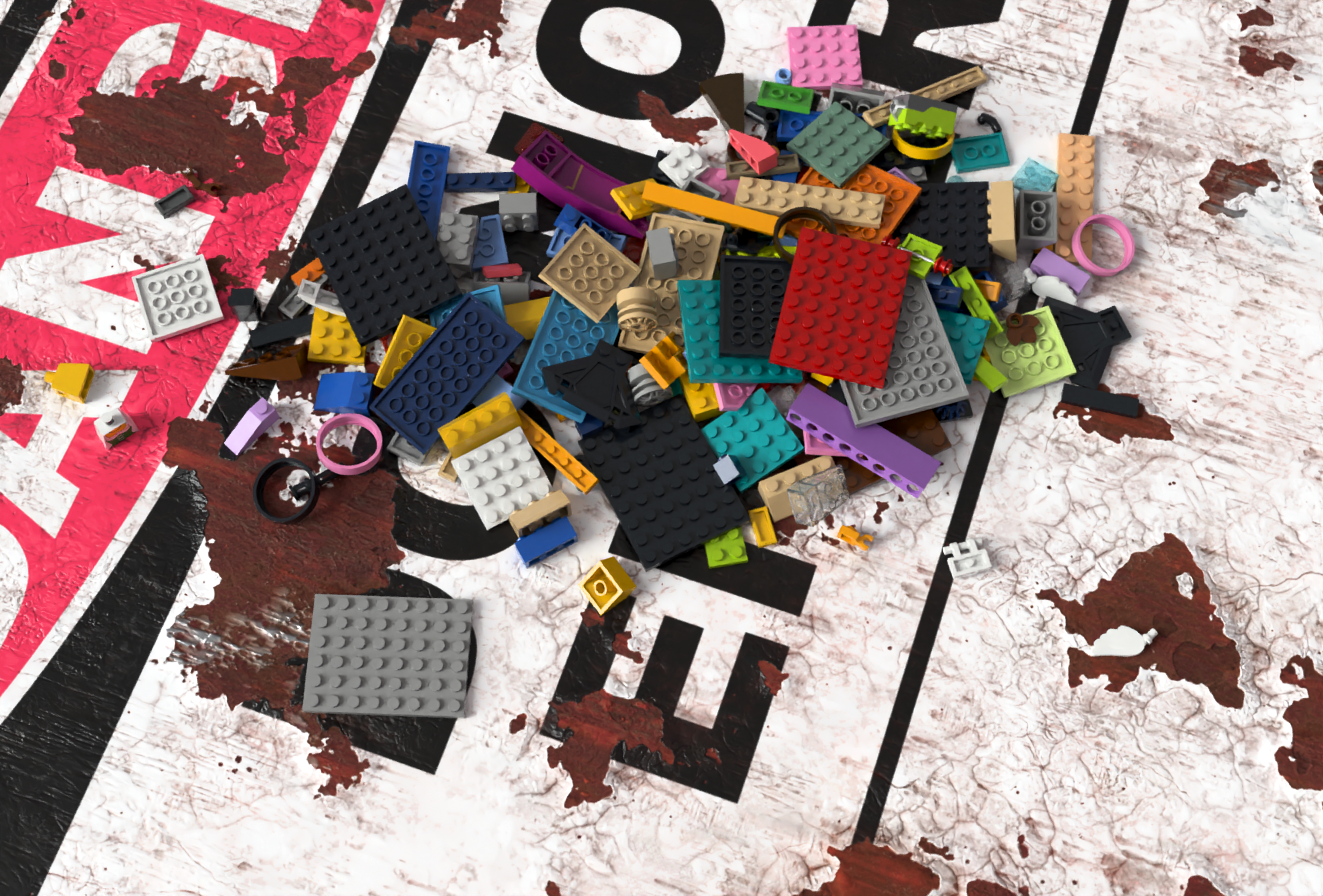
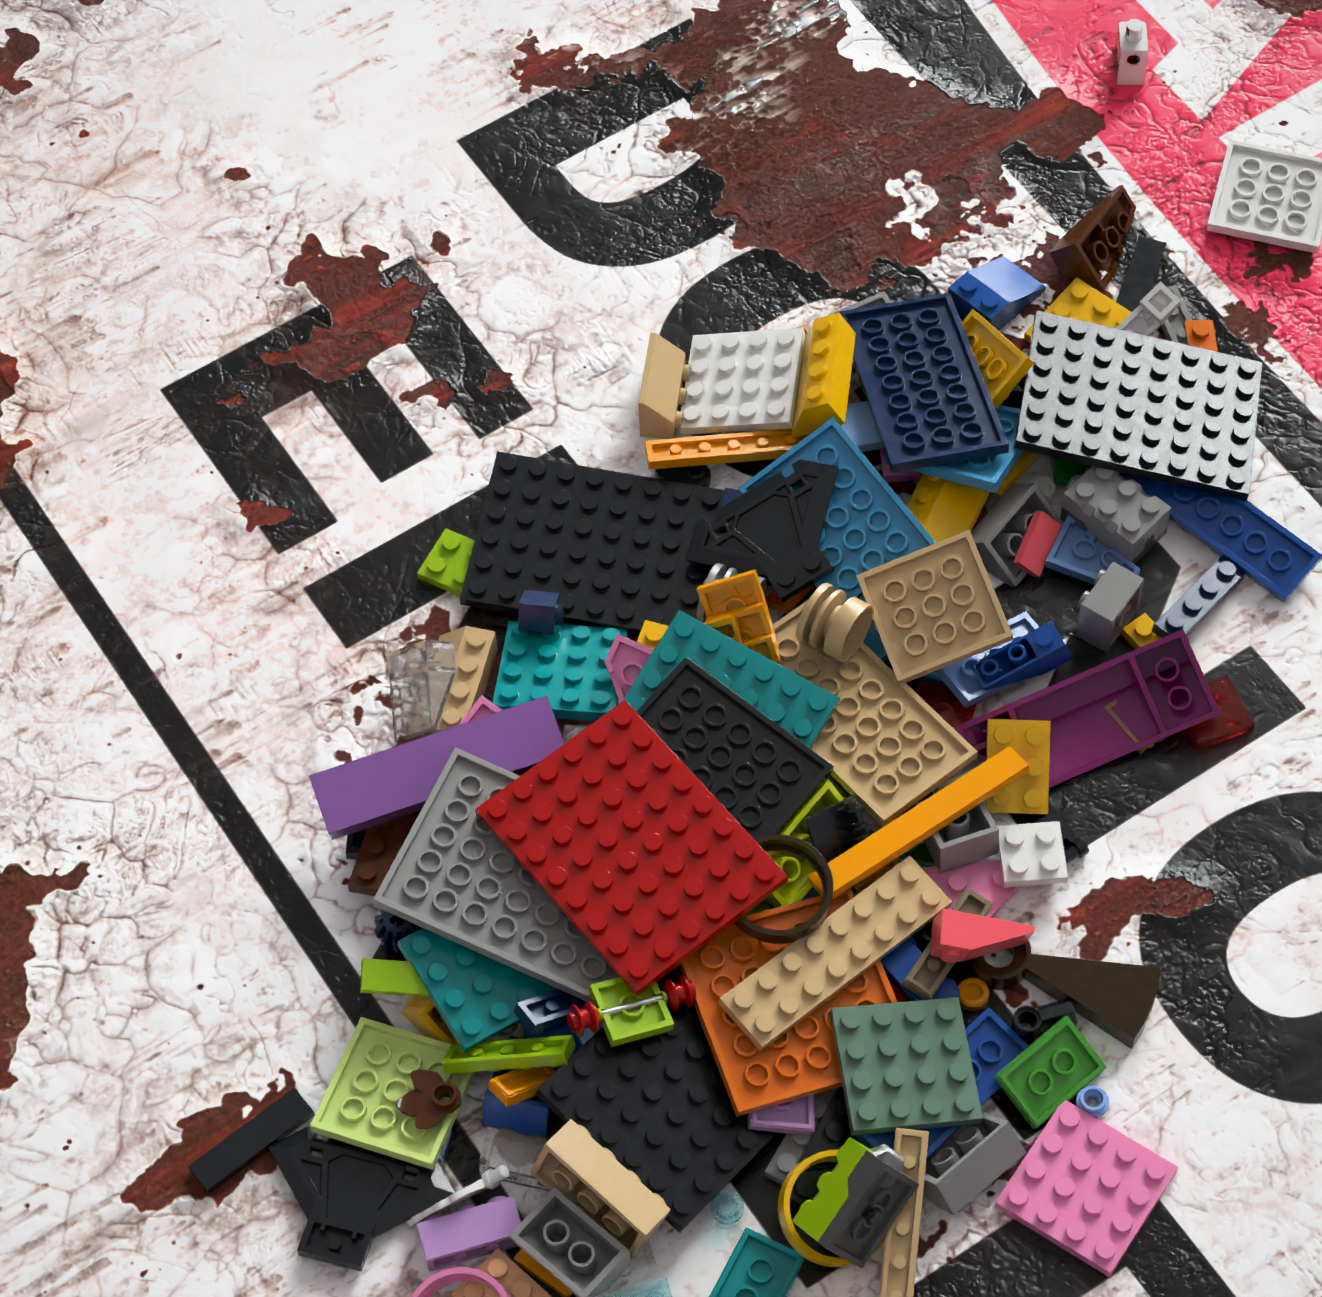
camera: 130 degrees right, 10 degrees down
(71, 380) = (1231, 44): yellow torso -> none
(245, 304) = (1200, 245): black brick -> none
(252, 426) = (1028, 185): lavender slope -> none
(264, 475) = (909, 142): black piece -> none
(307, 483) = (900, 197): black pin -> none
(347, 419) = (921, 218): bright pink piece -> none
(388, 656) = (625, 169): light grey plate -> none
(545, 541) = (623, 381): blue brick -> none
(607, 585) = (516, 412): yellow slope -> none
(662, 253) = (892, 698): light grey brick -> none
(762, 527) = (441, 617): yellow tile -> none
(852, 537) = (341, 700): light orange plate -> none
(967, 563) = (191, 808): white plate -> none

